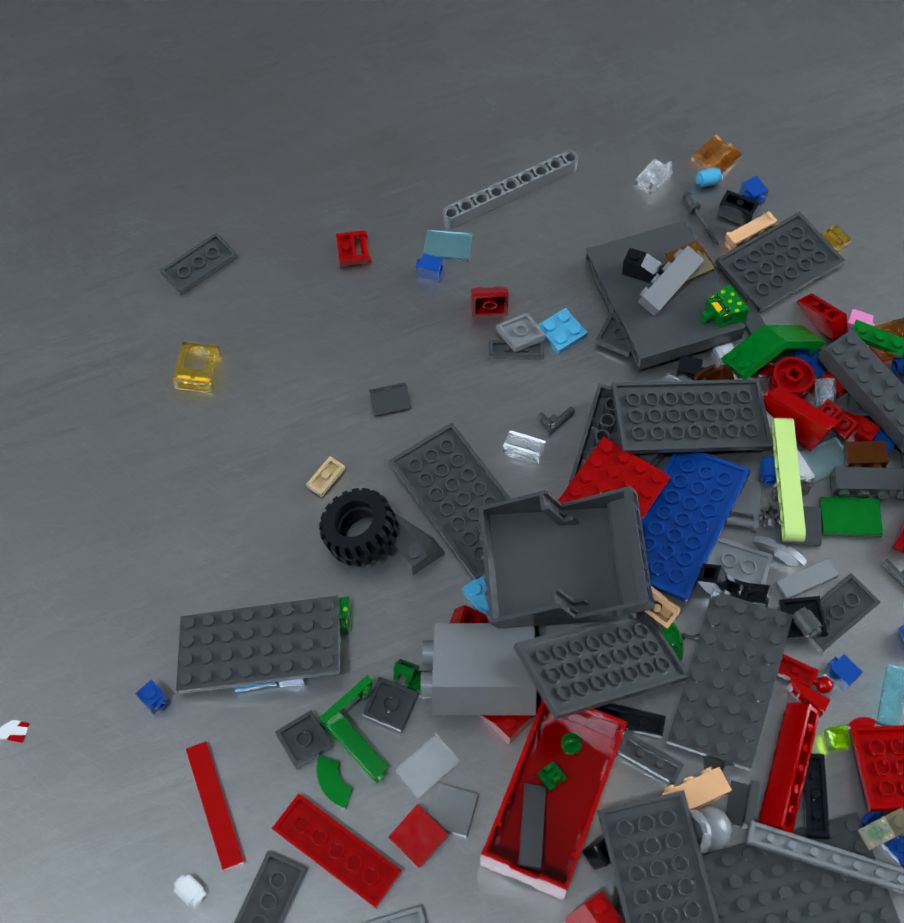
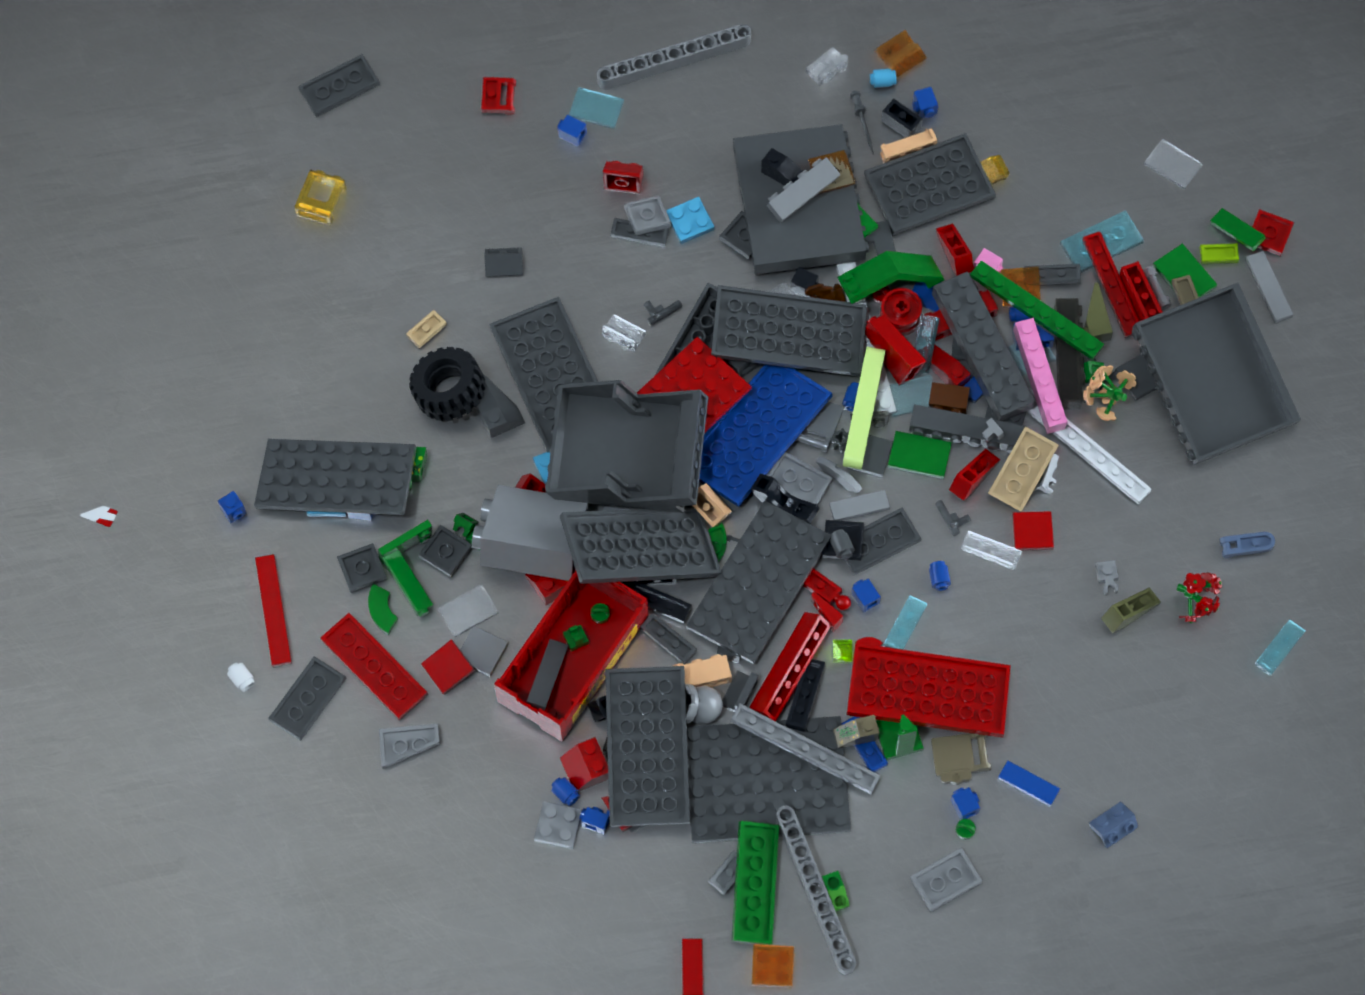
camera: 10 degrees right, 5 degrees up
(725, 308) = (849, 227): green torso -> none
(846, 424) = (934, 363): red slope -> none

